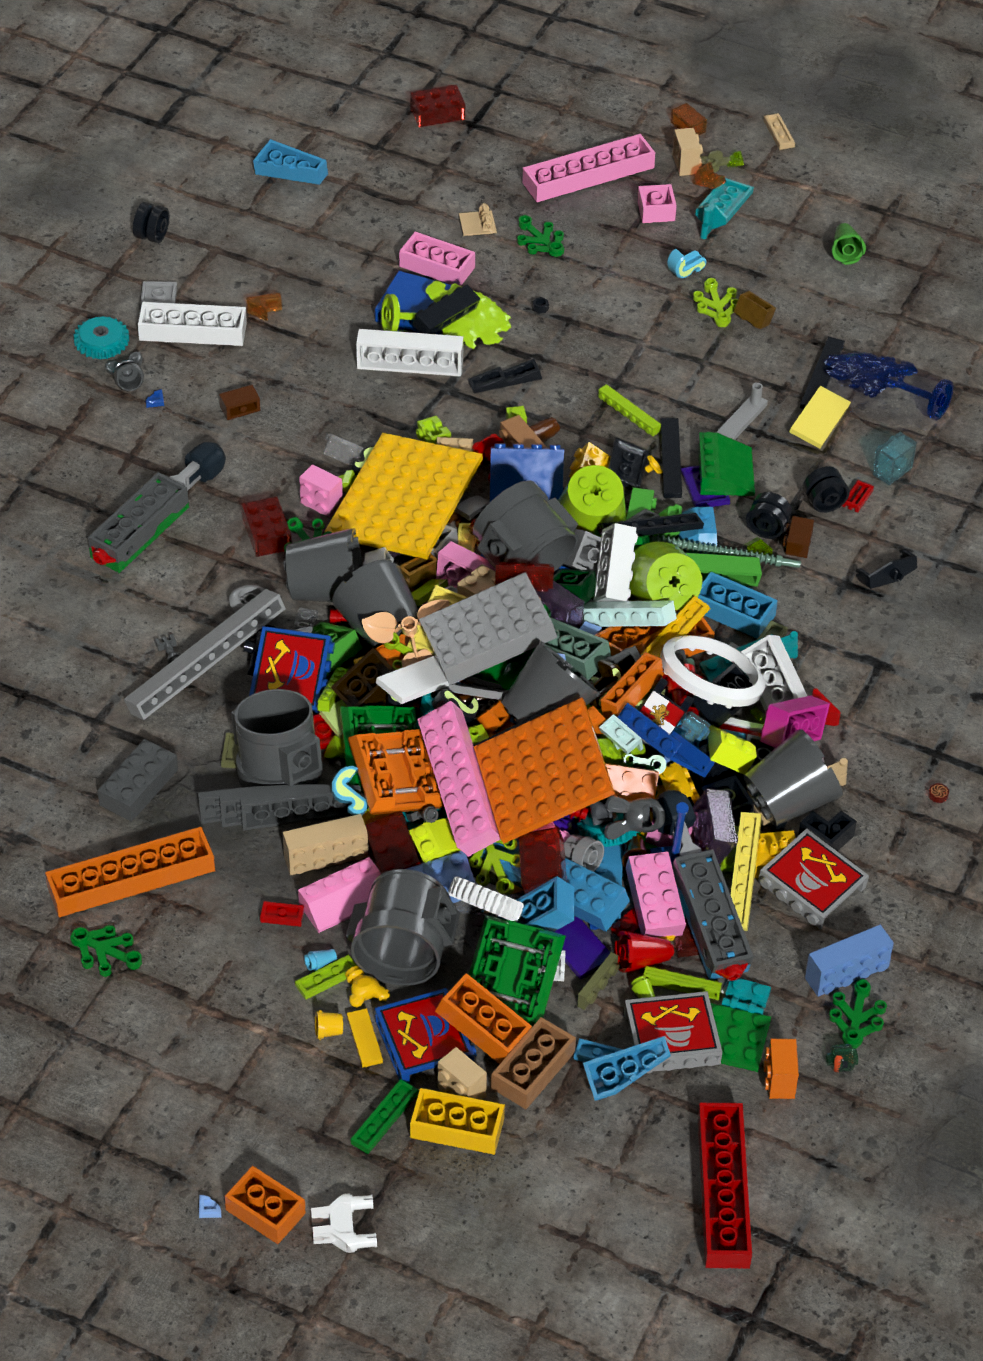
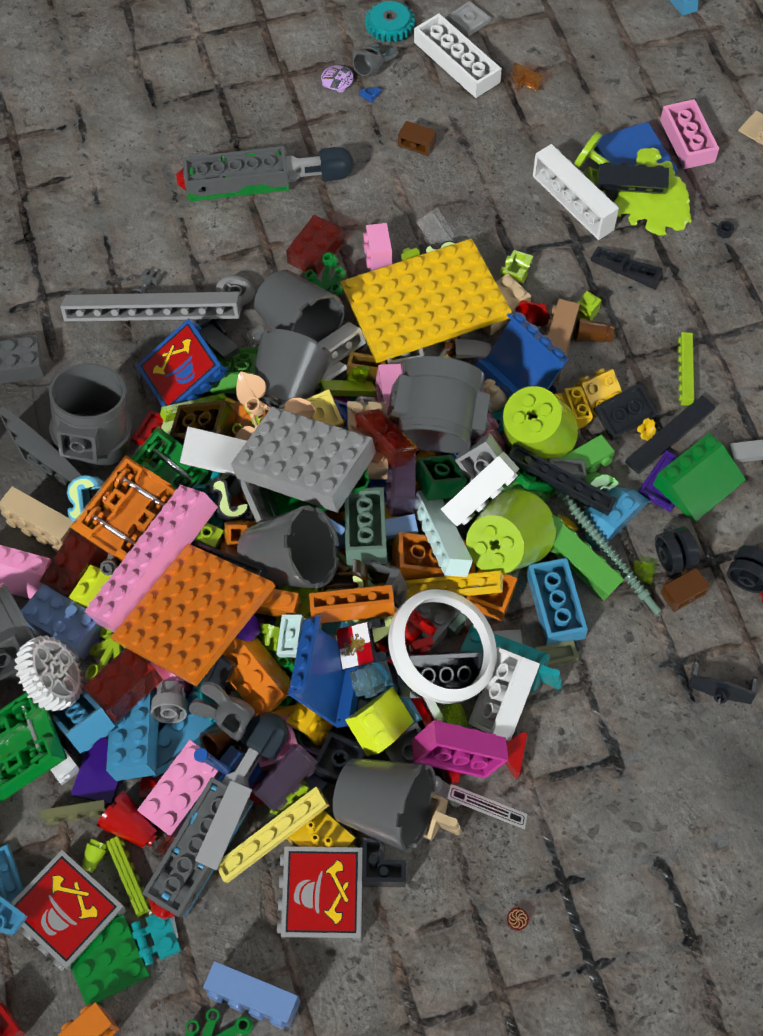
camera: 50 degrees right, 15 degrees up
(113, 406) = (337, 78): none -> lavender dish
(422, 576) = (358, 374): none -> clear neon green tile
(717, 878) = (223, 825): none -> light grey sticker
(849, 747) = (487, 806): none -> white sticker

